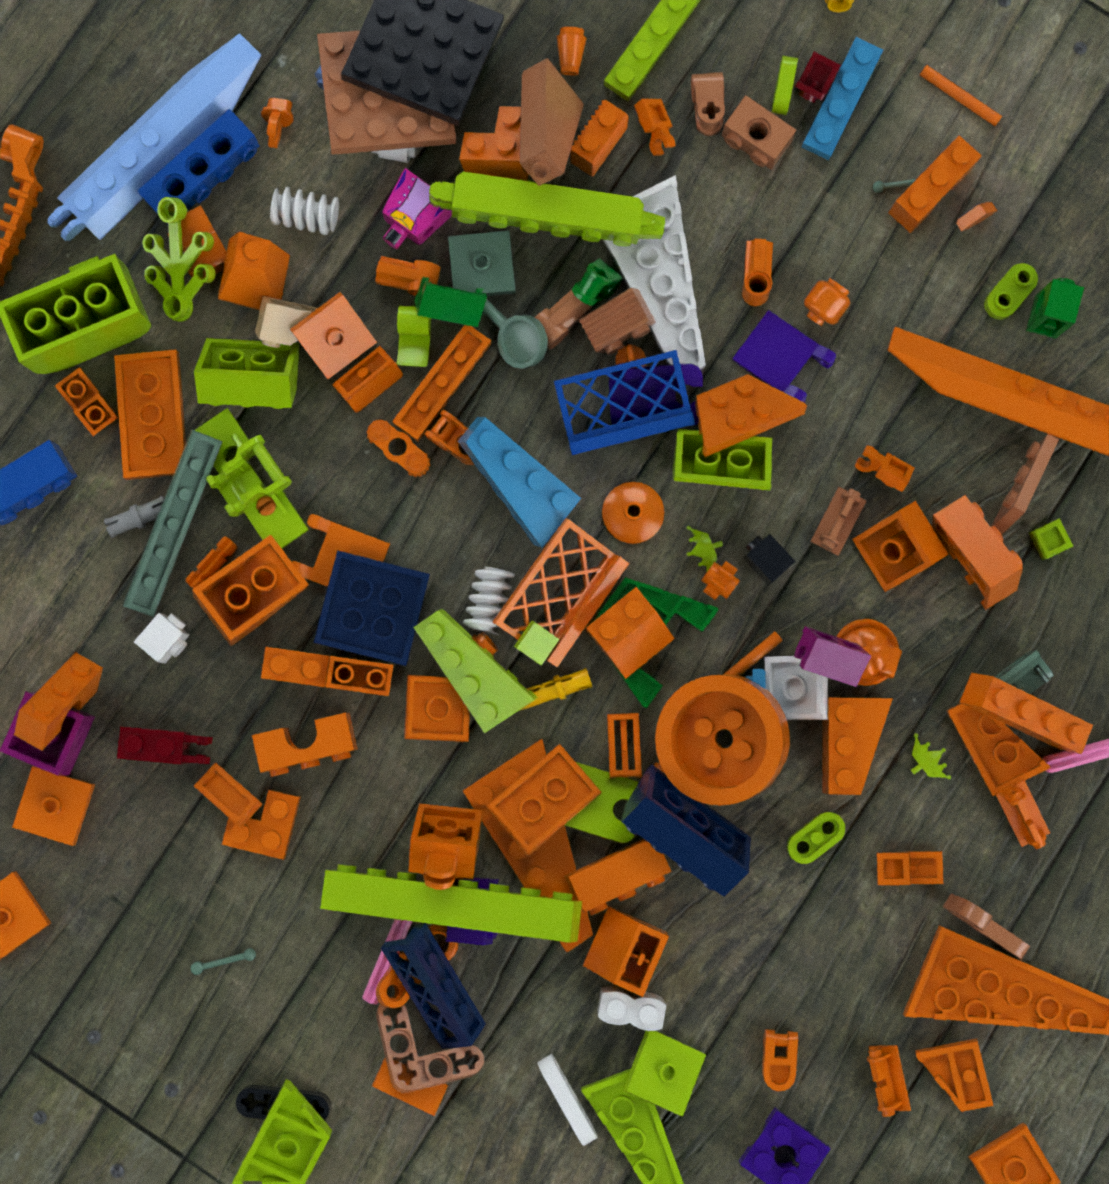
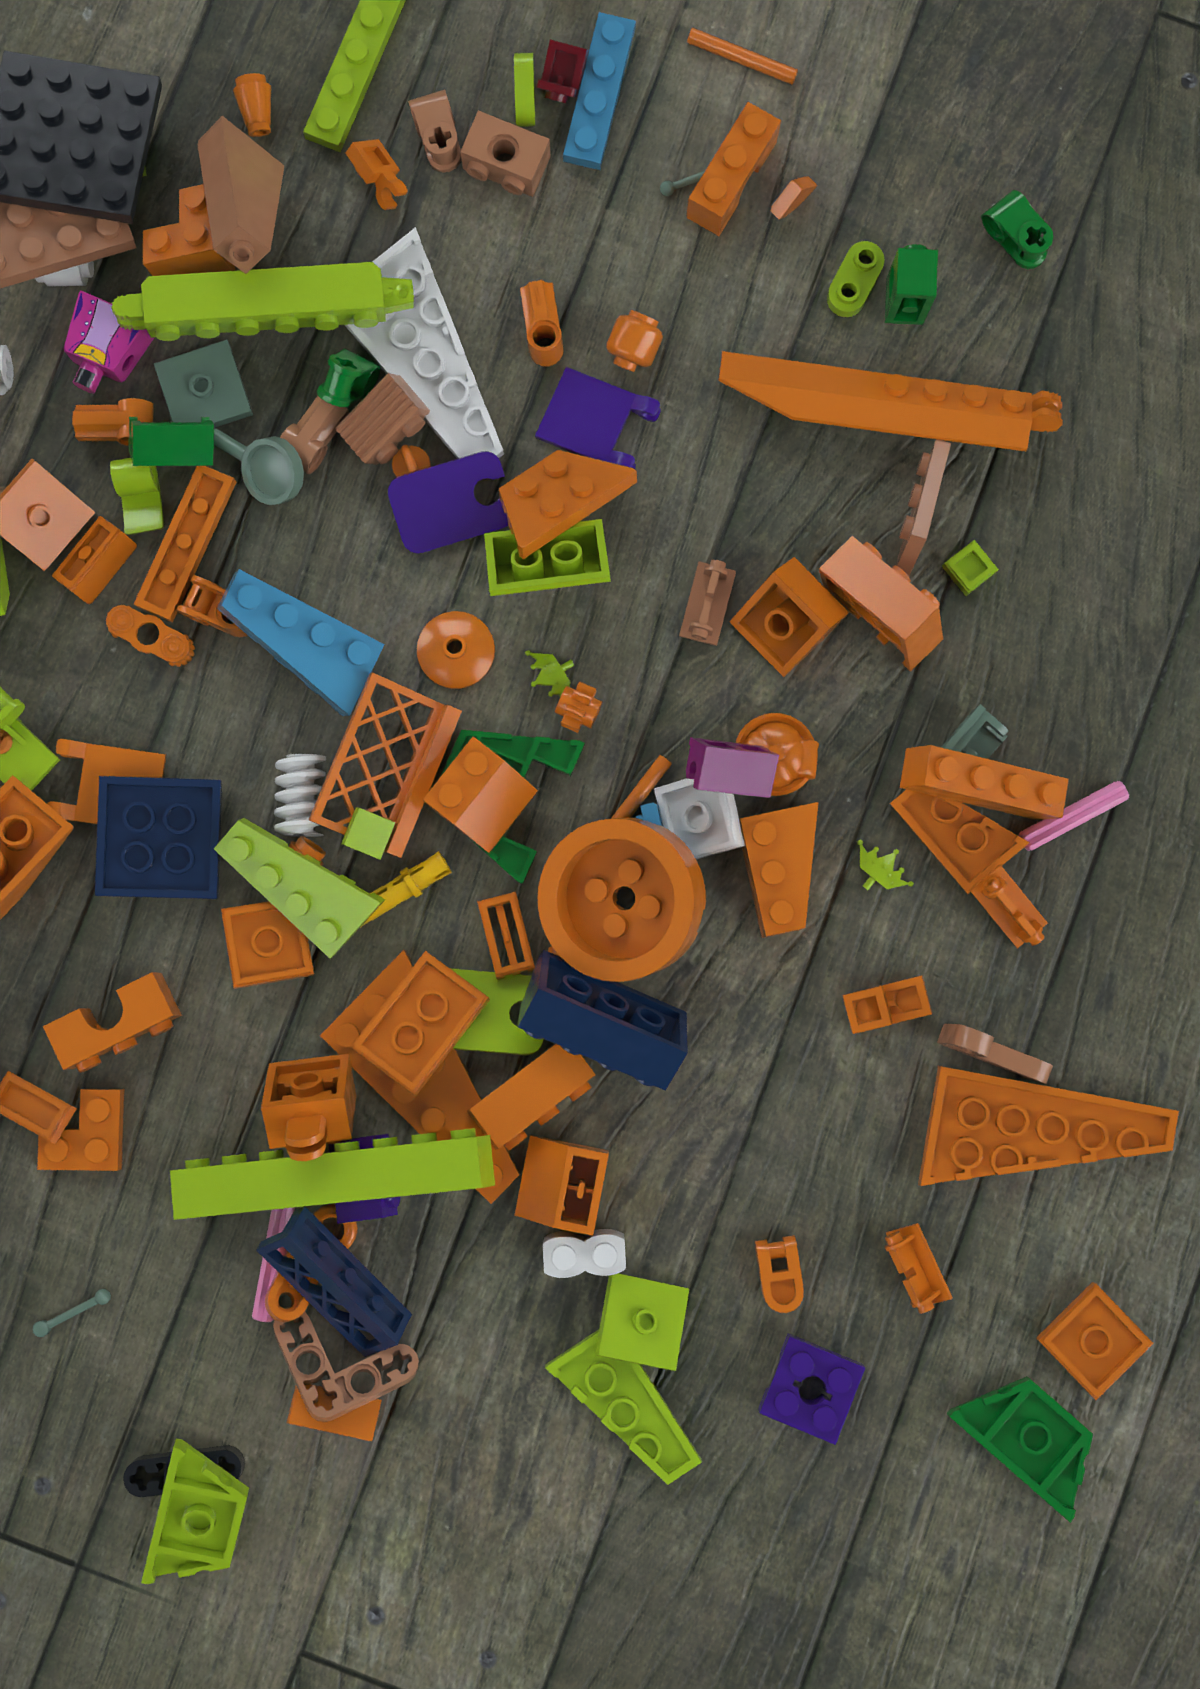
camera: 15 degrees left, 0 degrees up
(326, 671) = (119, 927): orange slope -> none
(567, 1099) = (531, 1383): white beam -> none
(598, 137) = (311, 202): orange brick -> none
(630, 429) = (427, 548): blue fence -> none
(768, 558) = (630, 667): black brick -> none
(816, 839) = (764, 994): lime plate -> none
(889, 469) = (755, 526): orange plate -> none
(959, 1072) = (1002, 1239): orange wing -> none

